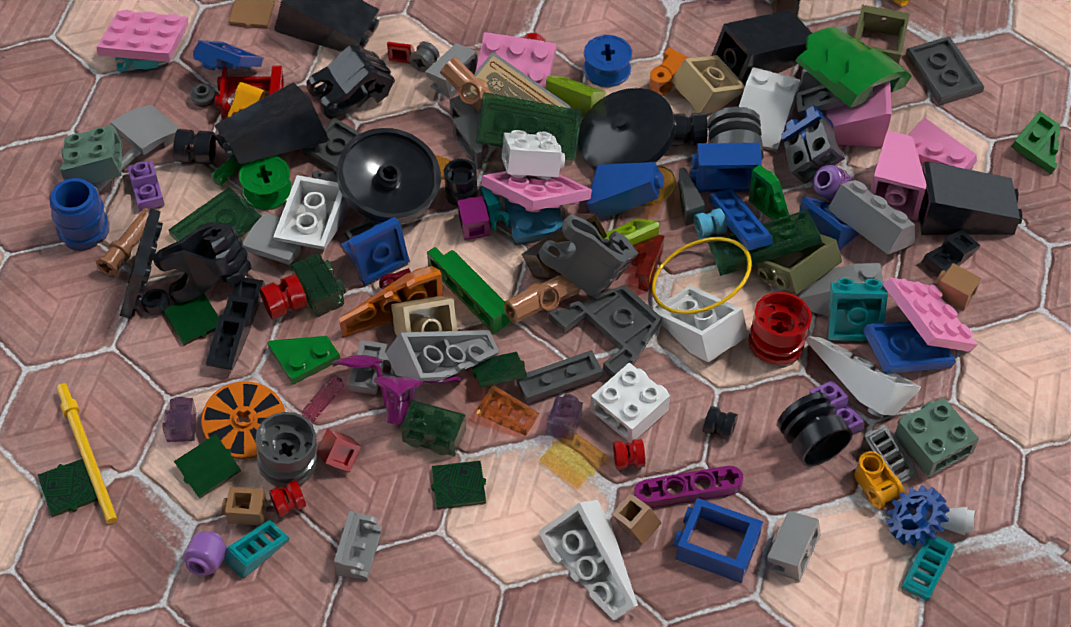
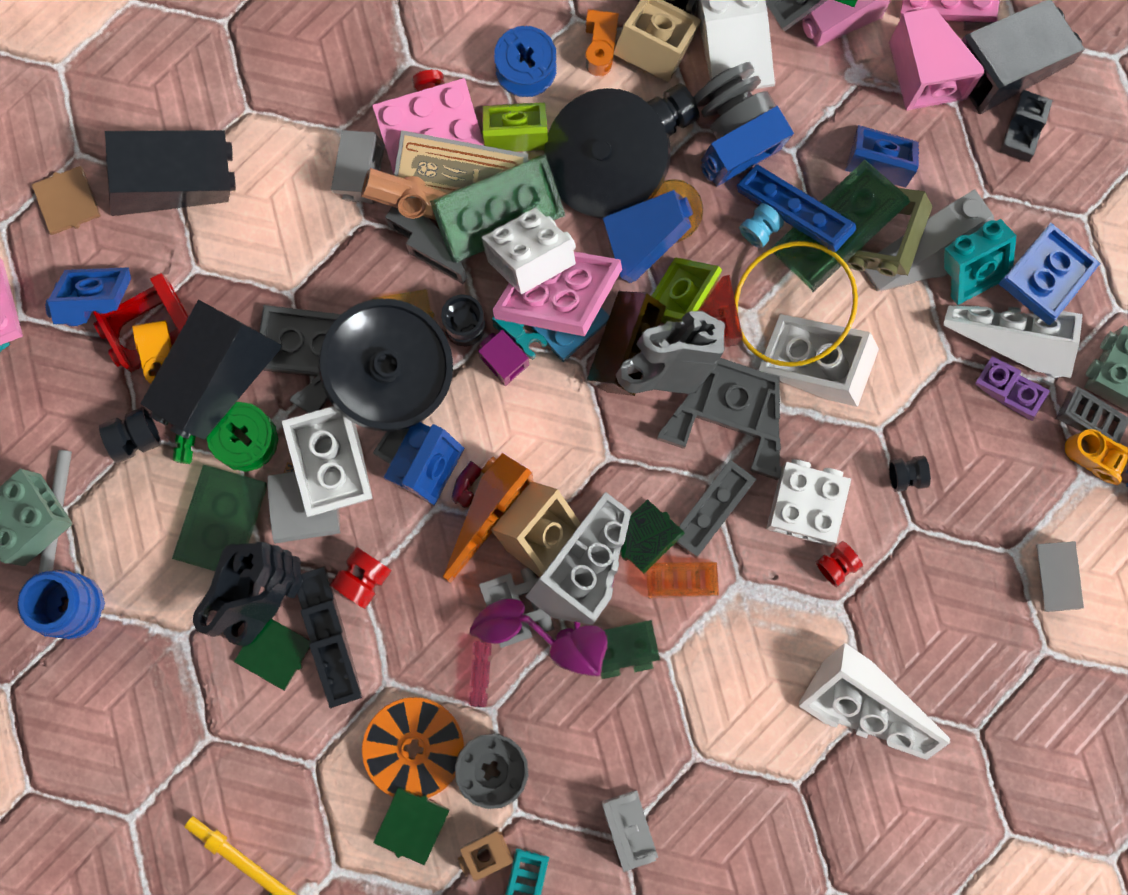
camera: 30 degrees left, 25 degrees up
(121, 249) = (136, 615): nougat pin -> none
(142, 264) = (182, 635): black plate -> none
(145, 128) = (55, 437): light grey slope -> none
(145, 185) = (105, 513): medium lavender slope -> none
(155, 301) = (218, 657): black tile -> none
(180, 420) = (347, 789): clear purple brick -> none
(202, 95) = (96, 357): dark grey plate -> none
(293, 495) = (527, 812): red wheel -> none
(303, 356) = (425, 633): green wing -> none
(319, 284) = (387, 538): clear green brick -> none
(338, 450) = (538, 729): red panel -> none
(350, 81) = (252, 244): black piece -> none
(399, 52) = (282, 173): red slope -> none
(424, 56) = (314, 166): dark grey wheel -> none
(458, 484) = (683, 693): dark green piece -> none
(470, 289) = (554, 447): green panel -> none
(531, 300) = (637, 425): nougat piece -> none
(564, 416) = (745, 567): clear purple brick -> none
(573, 459) = (780, 594): clear yellow piece -> none
(636, 518) = (894, 641): medium nougat brick -> none
(687, 483) = (915, 564): magenta beam -> none
(689, 197) = (723, 206): dark grey slope -> none
(711, 560) = (1015, 607): blue window -> none
(767, 193) = (809, 159): green wing -> none
(779, 328) = (916, 312): red wheel -> none
(810, 144) = (817, 65): dark grey hips -> none
(814, 429) = (1010, 432): black wheel -> none
(828, 180) = (859, 111): medium lavender head -> none
(872, 217) = (935, 133): light grey slope -> none
(930, 314) = (1058, 227): bright pink plate -> none
(958, 286) = (1058, 168): medium nougat brick -> none

